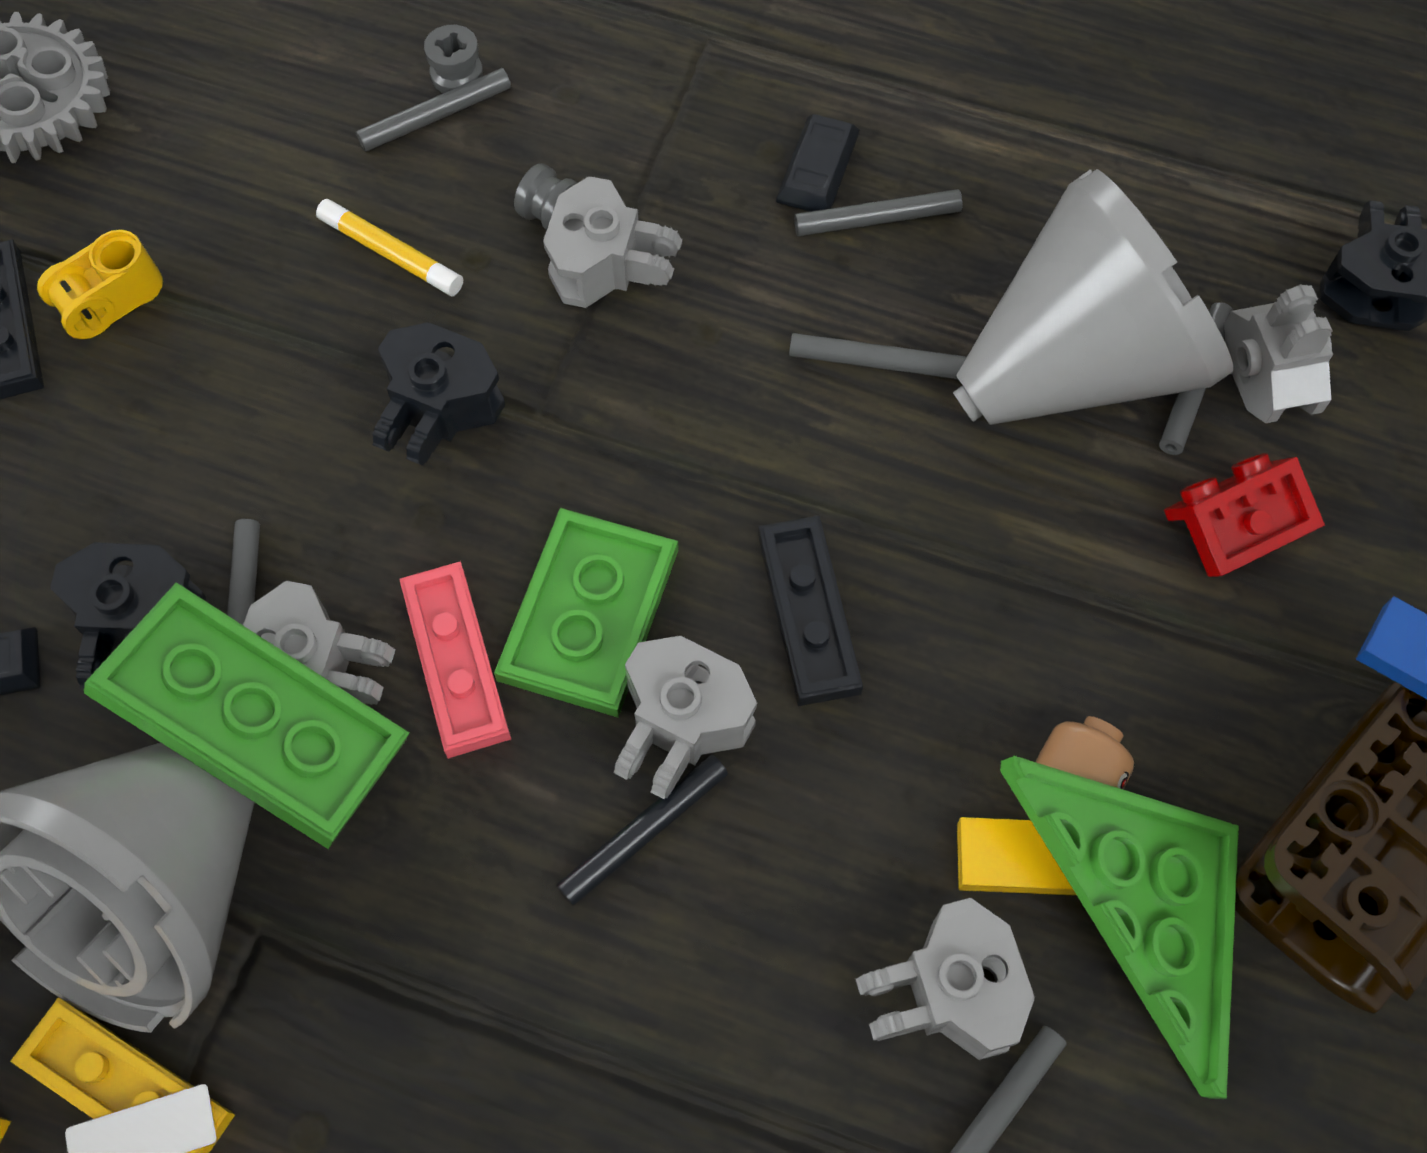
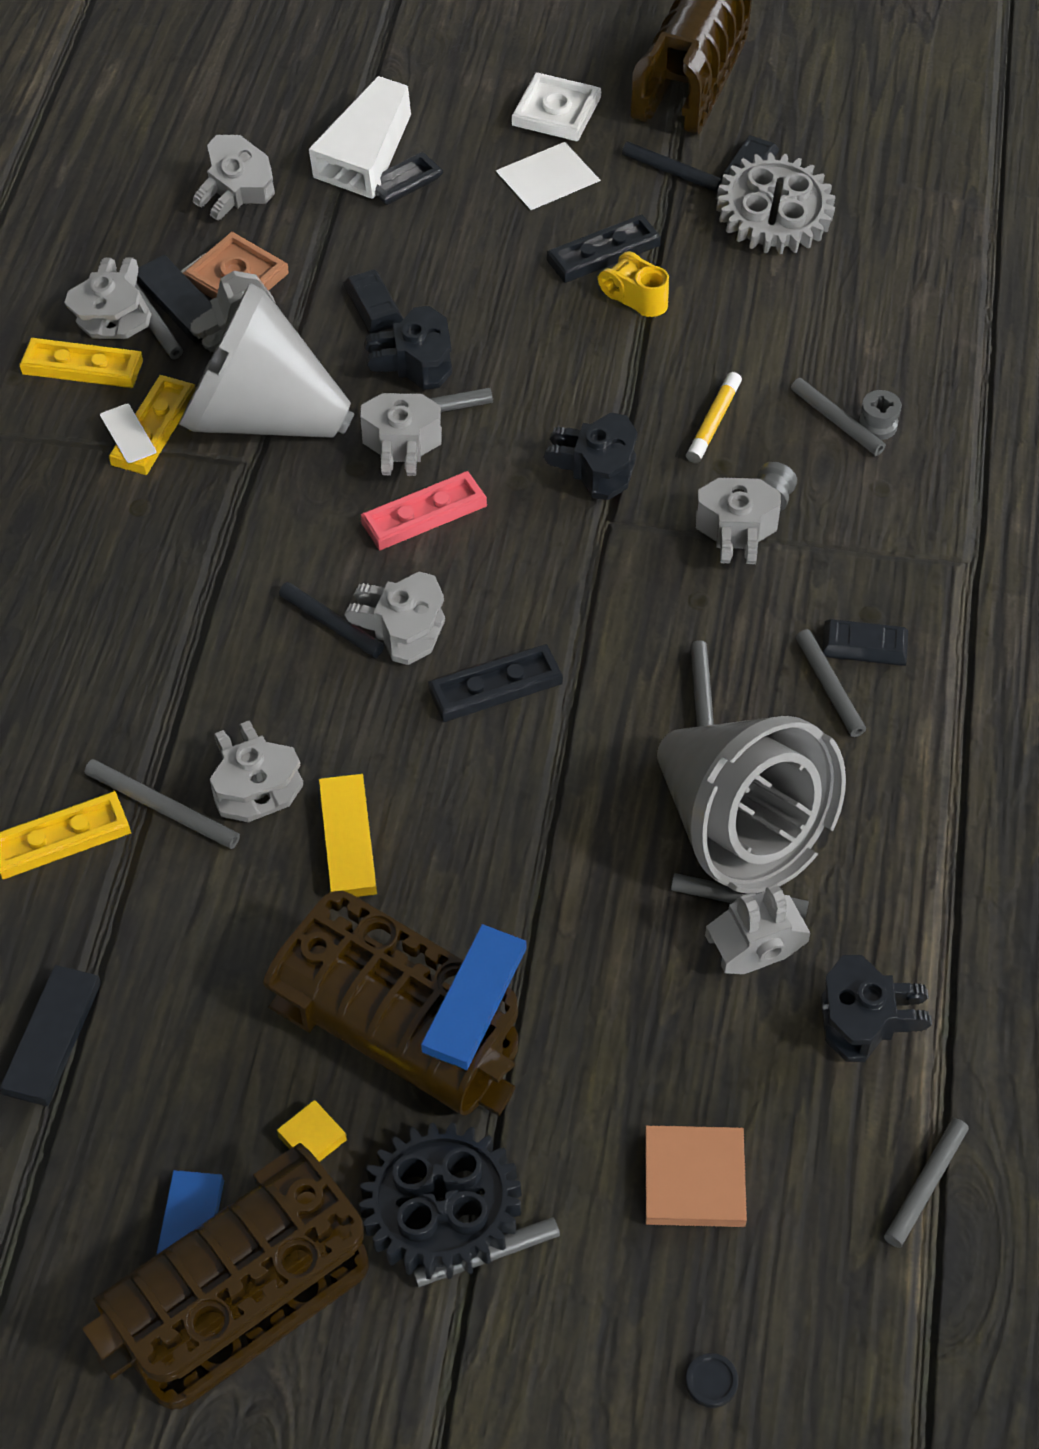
camera: 80 degrees right, 10 degrees down
(247, 714) = (346, 402): bright green tile -> none
(586, 611) = (475, 567): bright green tile -> none
(1089, 751) = (405, 834): medium nougat head -> none
(1159, 896) = (330, 853): bright green tile -> none
(1247, 513) = (621, 924): red bracket -> none

